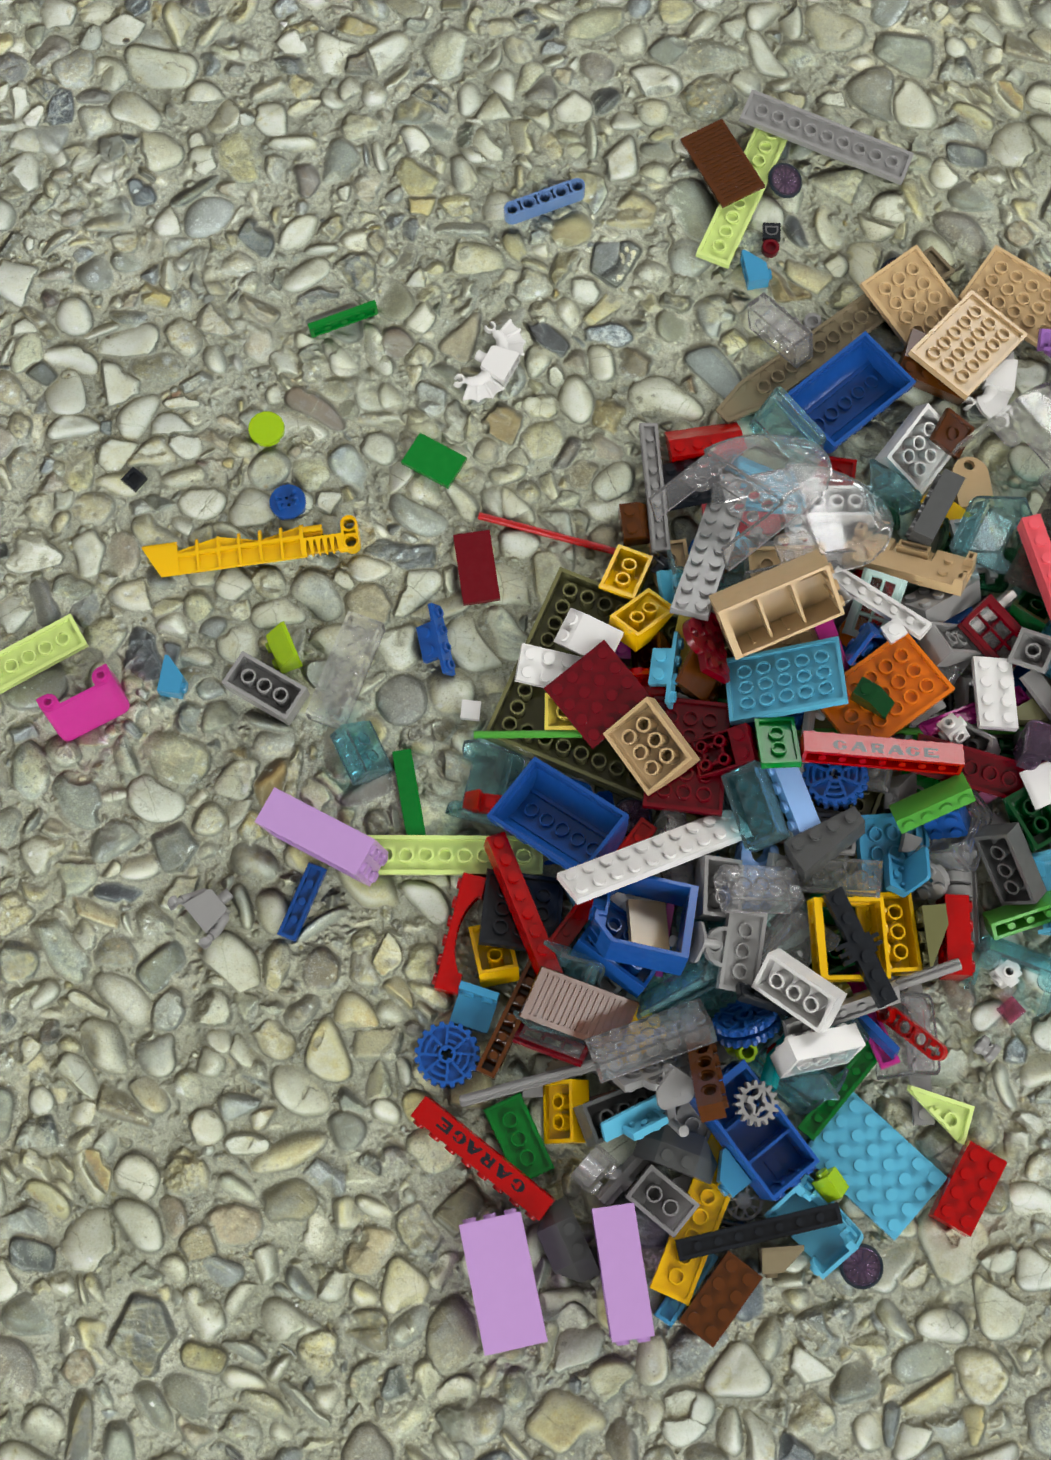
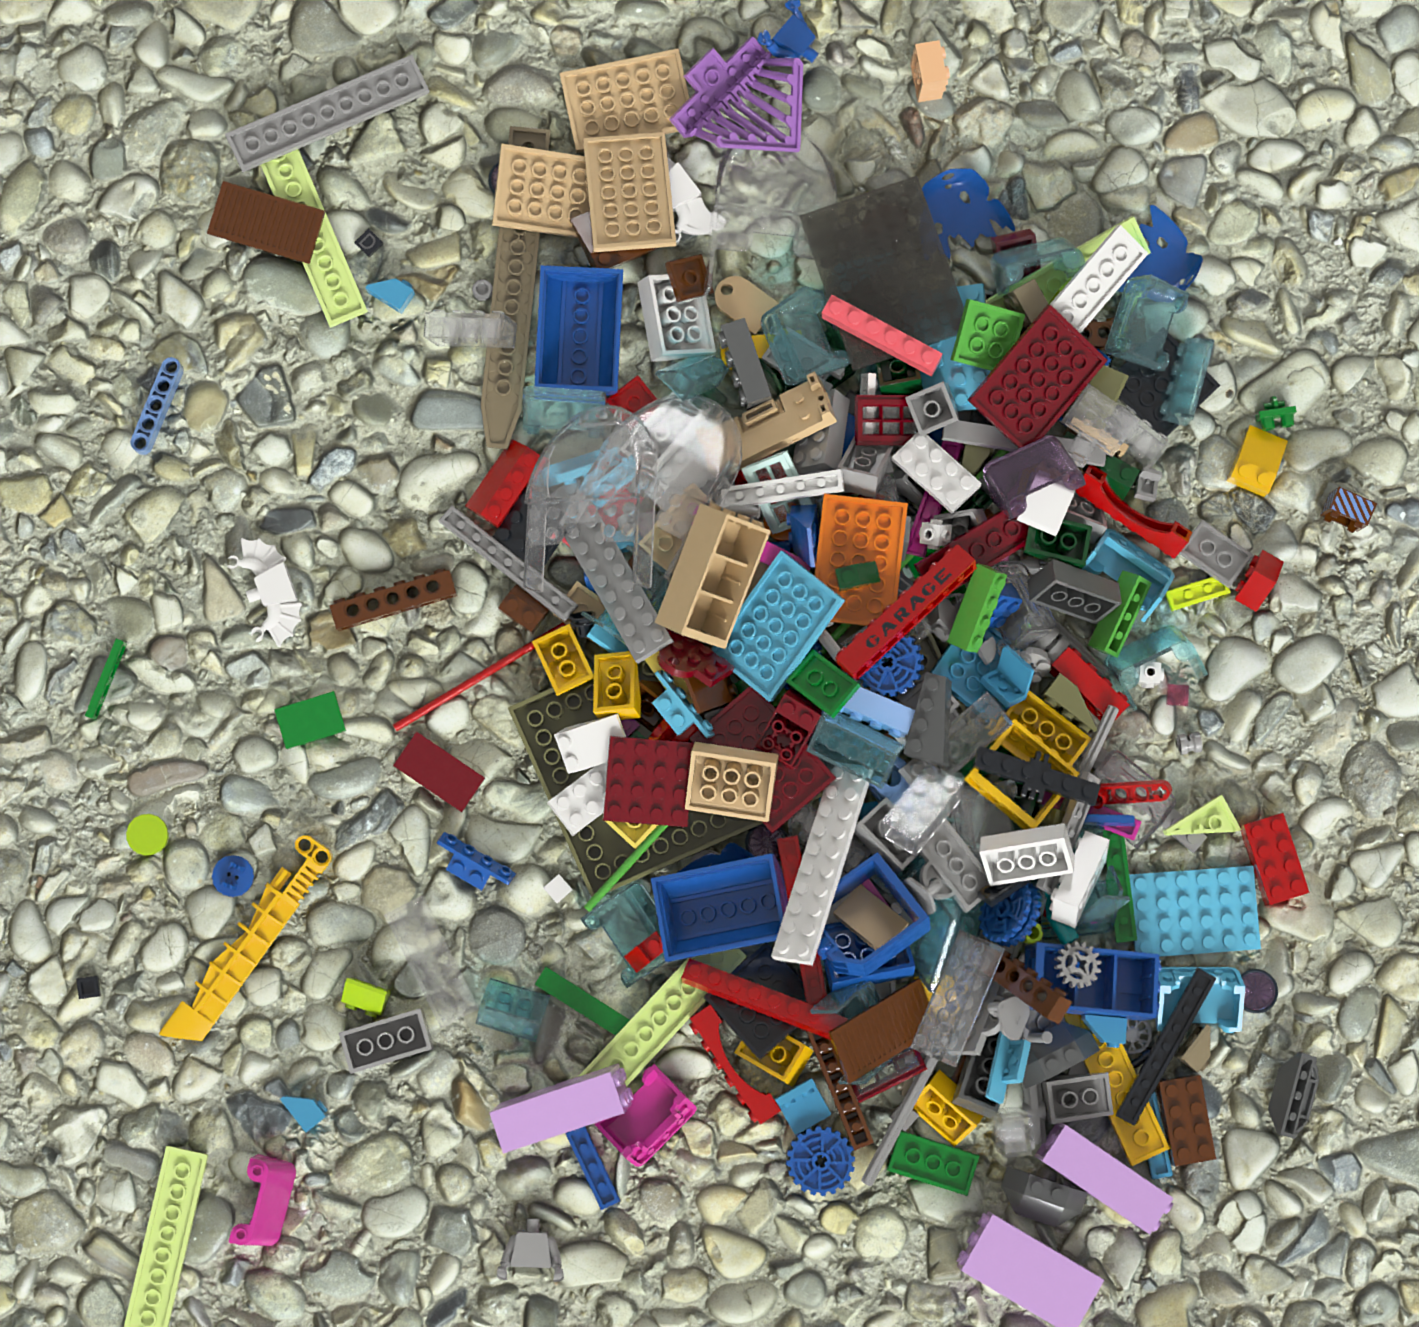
camera: 55 degrees left, 10 degrees up
(368, 910) = (651, 1119): none -> dark pink windscreen
(483, 1158) = (924, 1204): red brick -> none
(549, 441) = (341, 606): none -> reddish brown brick
(770, 248) = (382, 258): dark red tile -> none
(785, 180) = (332, 185): clear purple wheel -> none
(815, 1365) = (1294, 1094): none -> dark grey wedge
(830, 1184) = (1180, 959): lime brick -> none
(893, 630) = (818, 505): white plate -> none

